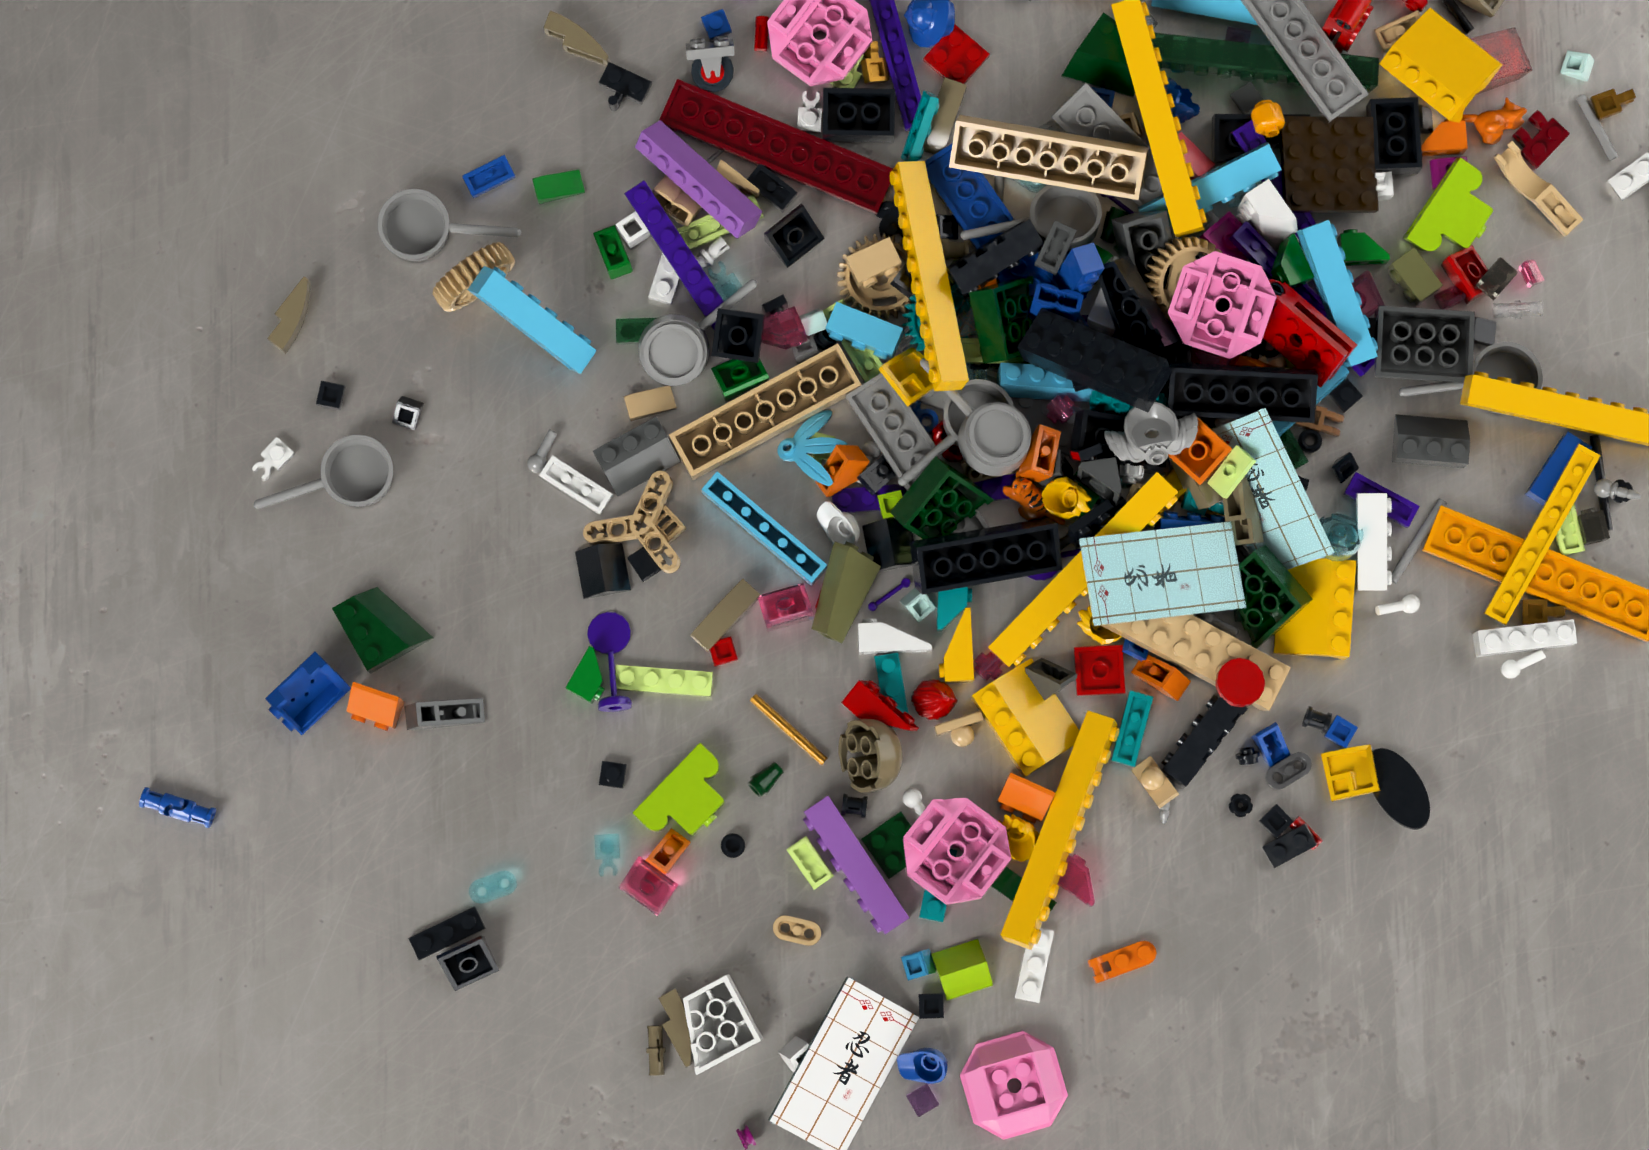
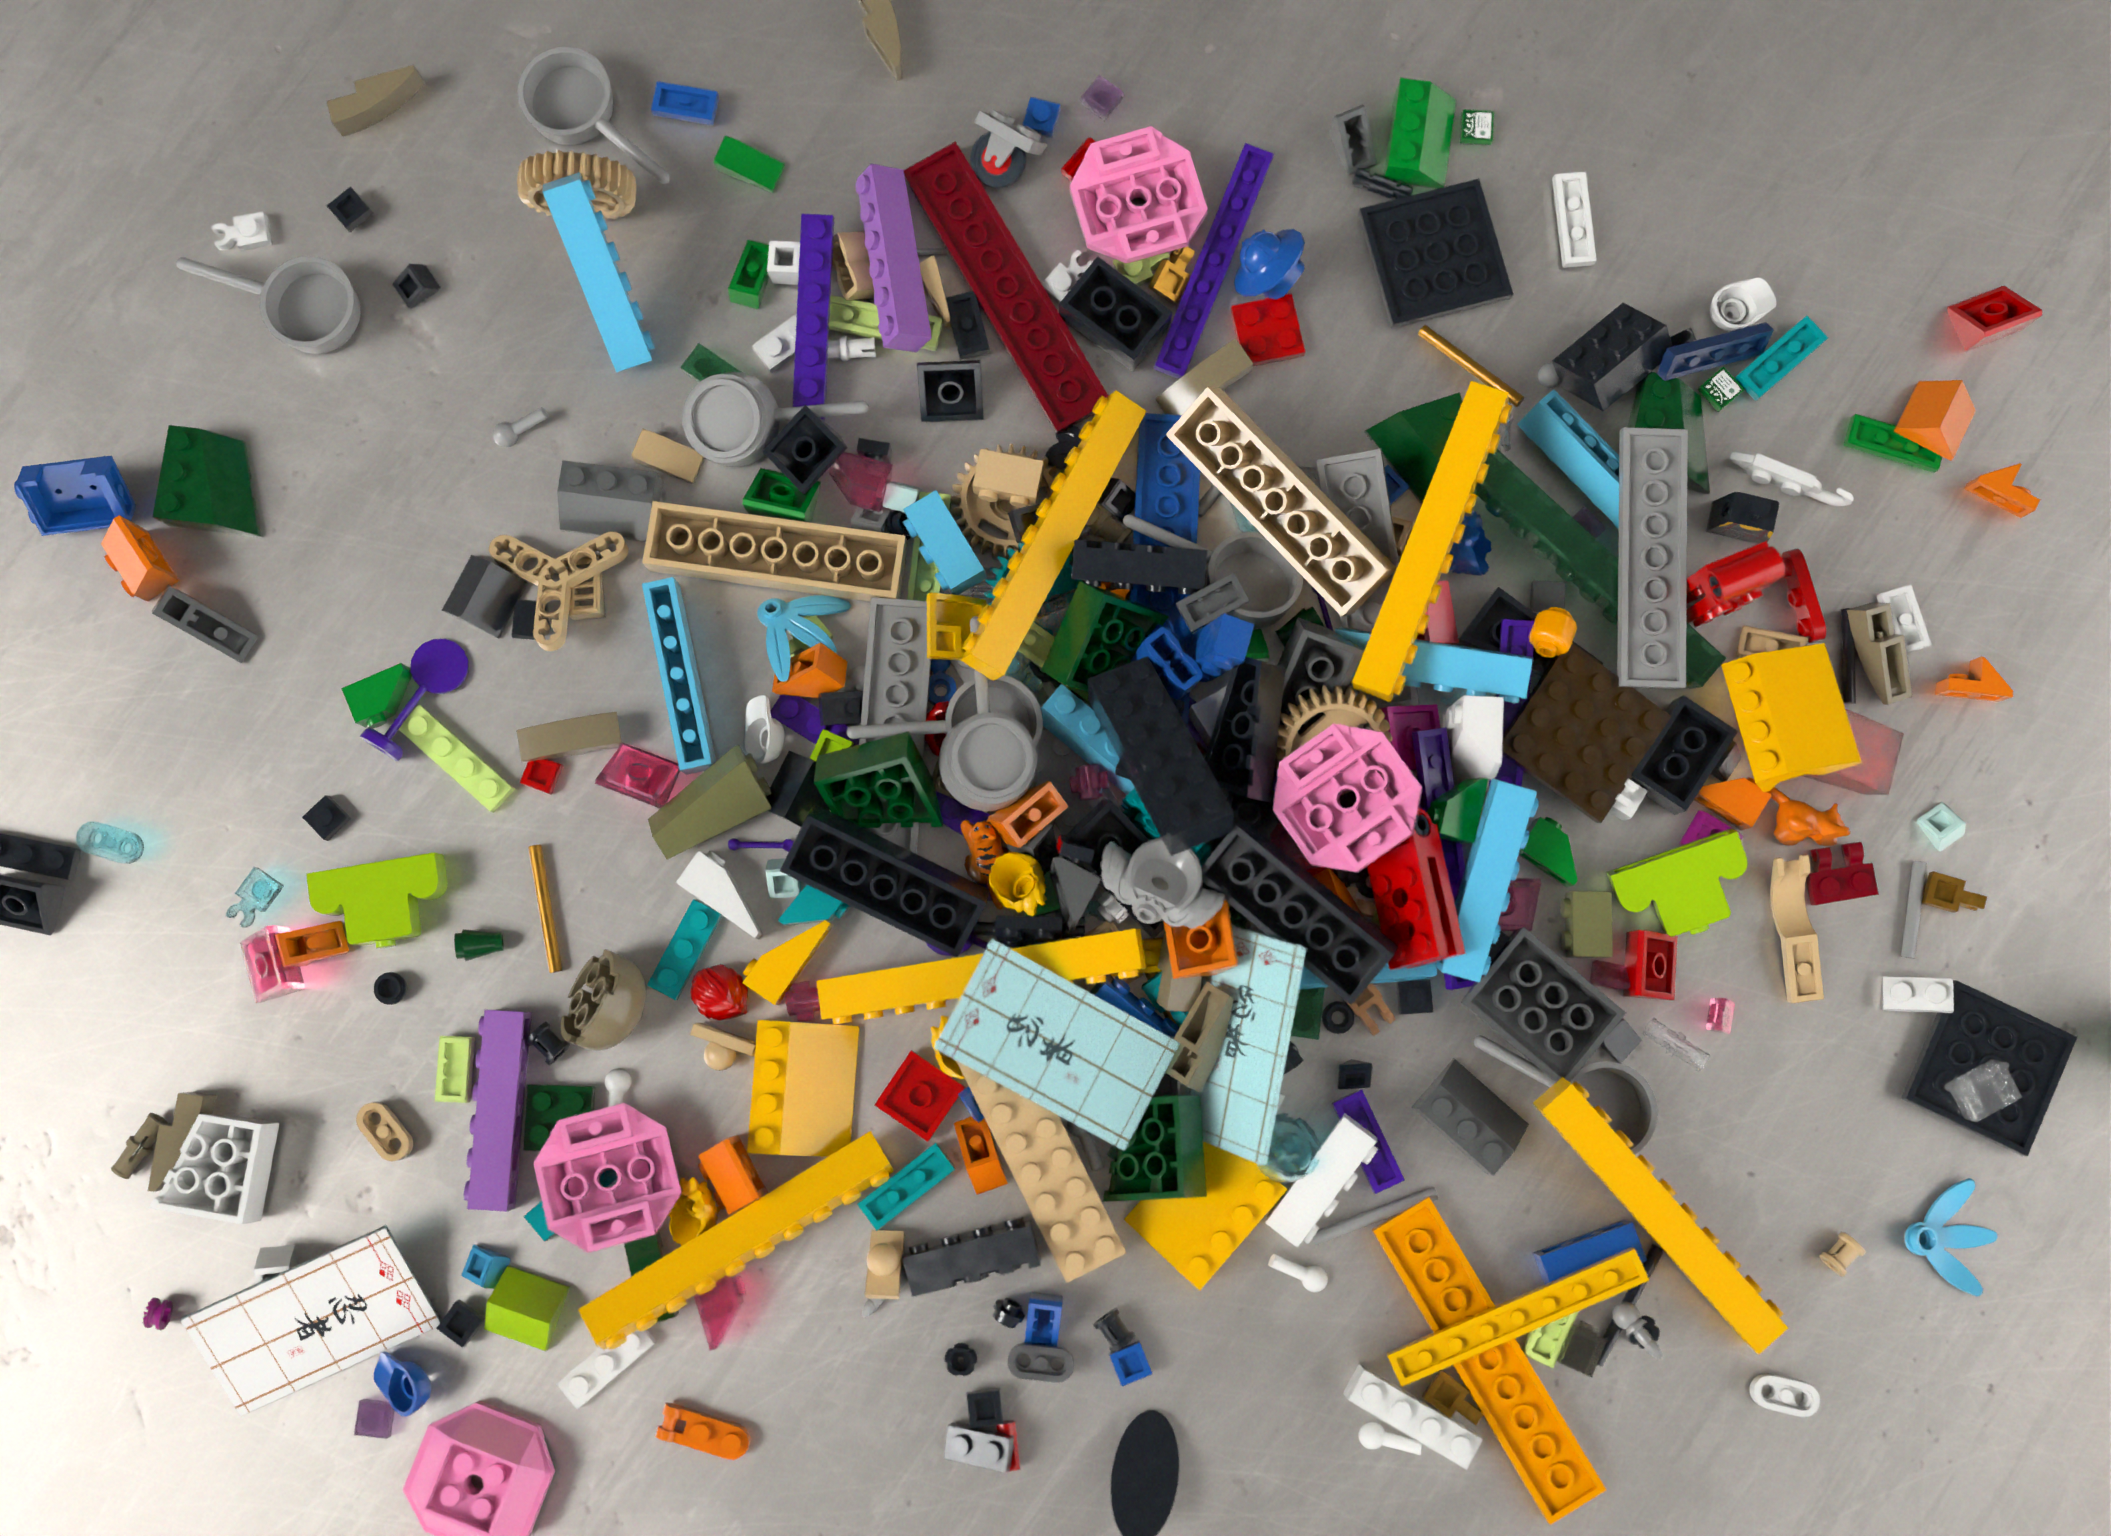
camera: 40 degrees right, 0 degrees up
(576, 485) = (524, 486): white plate -> none
(624, 85) = (898, 110): black plate -> none
(726, 284) = (842, 389): clear light blue plate -> none
(868, 703) = (646, 948): red slope -> none
(920, 127) = (1171, 373): teal plate -> none
(1049, 677) = (858, 1062): dark grey slope -> none
(1231, 471) = (1219, 990): yellowish green plate -> none
(1240, 682) = (1053, 1230): red tile -> none
(1350, 772) = (1107, 1417): yellow plate -> none
(1496, 278) = (1678, 994): clear smoke slope -> none

